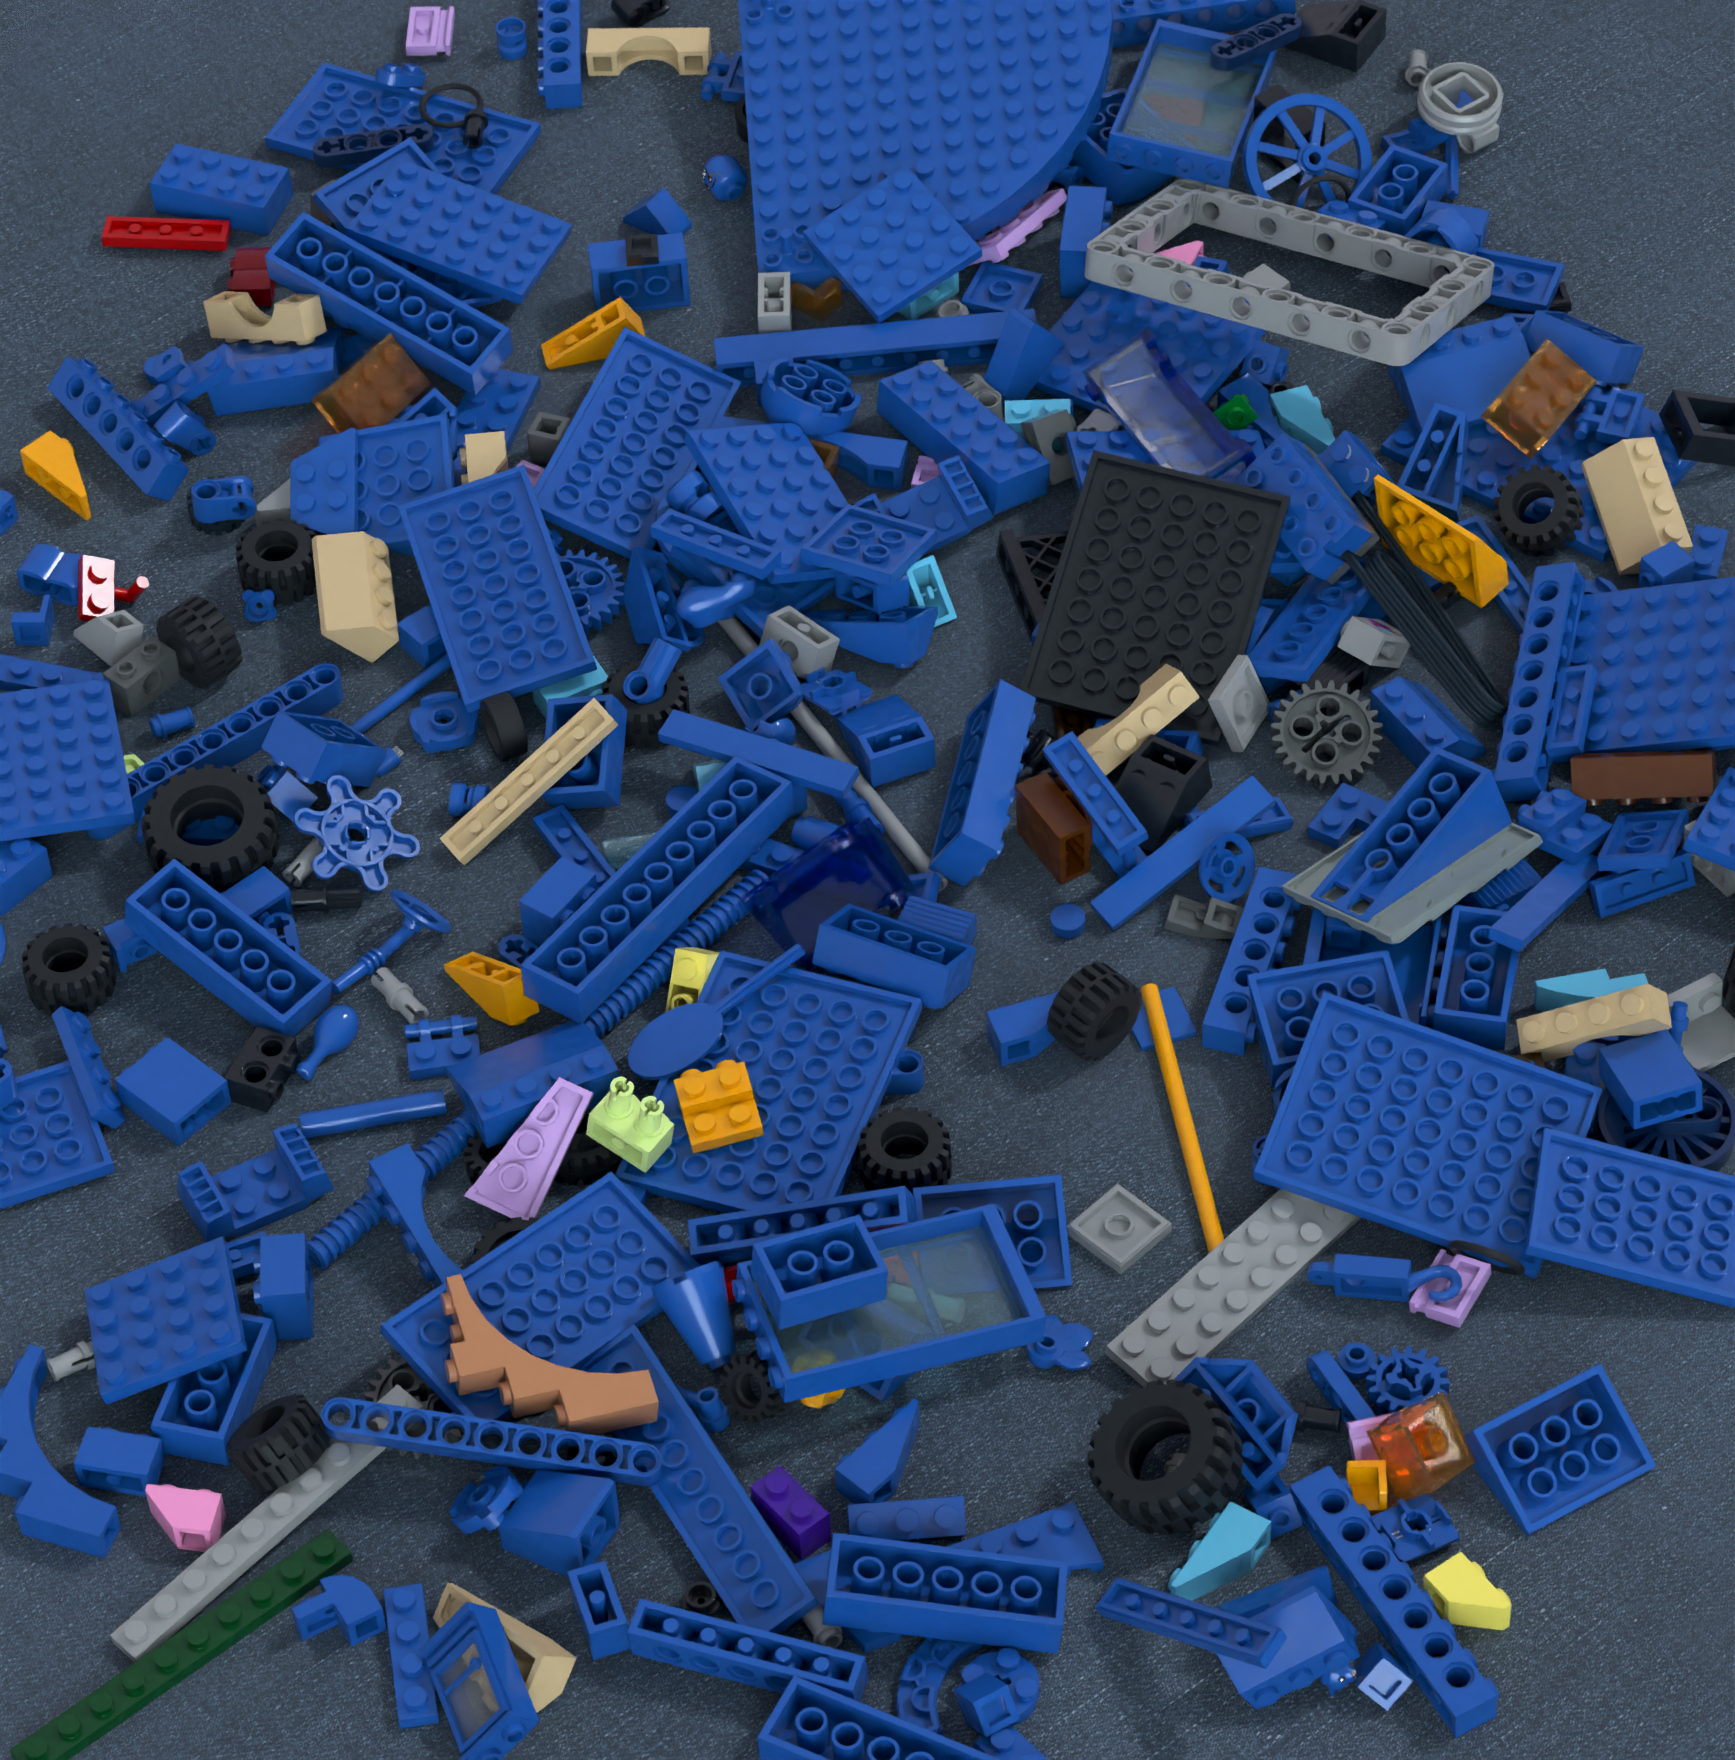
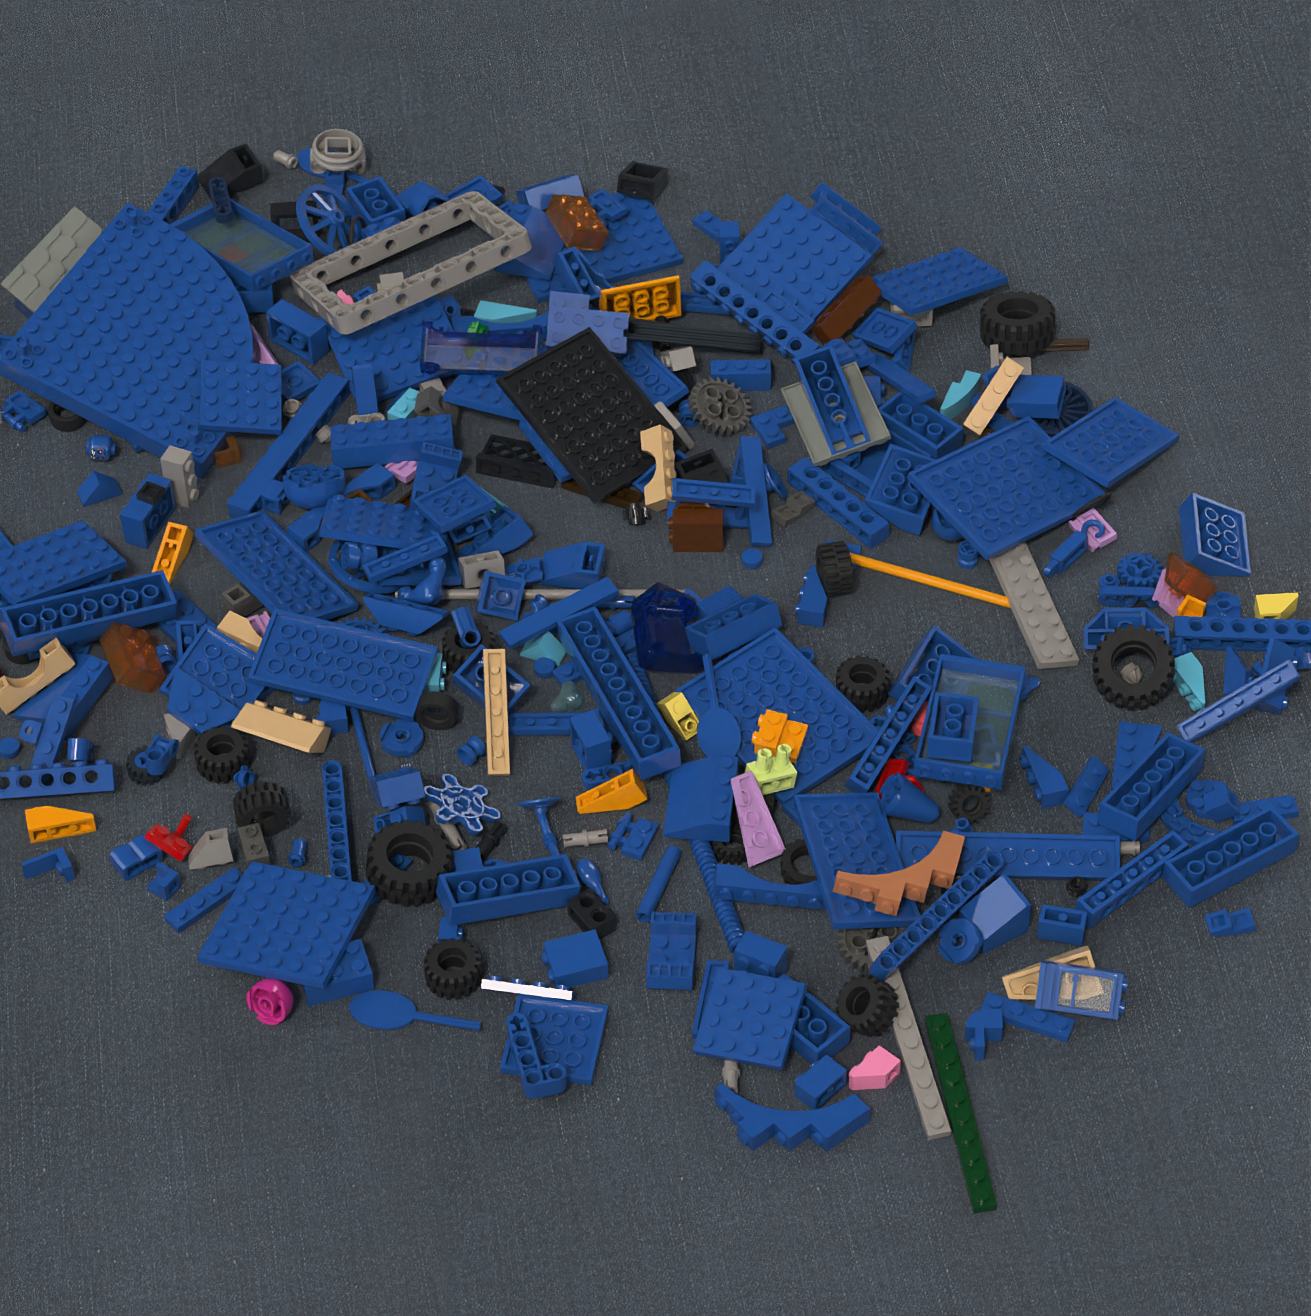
camera: 60 degrees left, 0 degrees up
(710, 266) = (179, 467): none -> light grey brick
(774, 302) = (224, 470): light grey brick -> none
(791, 1513) = (1053, 822): dark purple brick -> none
(983, 783) = (646, 541): blue brick -> none
(1119, 1228) = (964, 628): light grey tile -> none
(1525, 489) = (644, 246): black tyre -> none
(1634, 501) = (672, 227): tan slope -> none

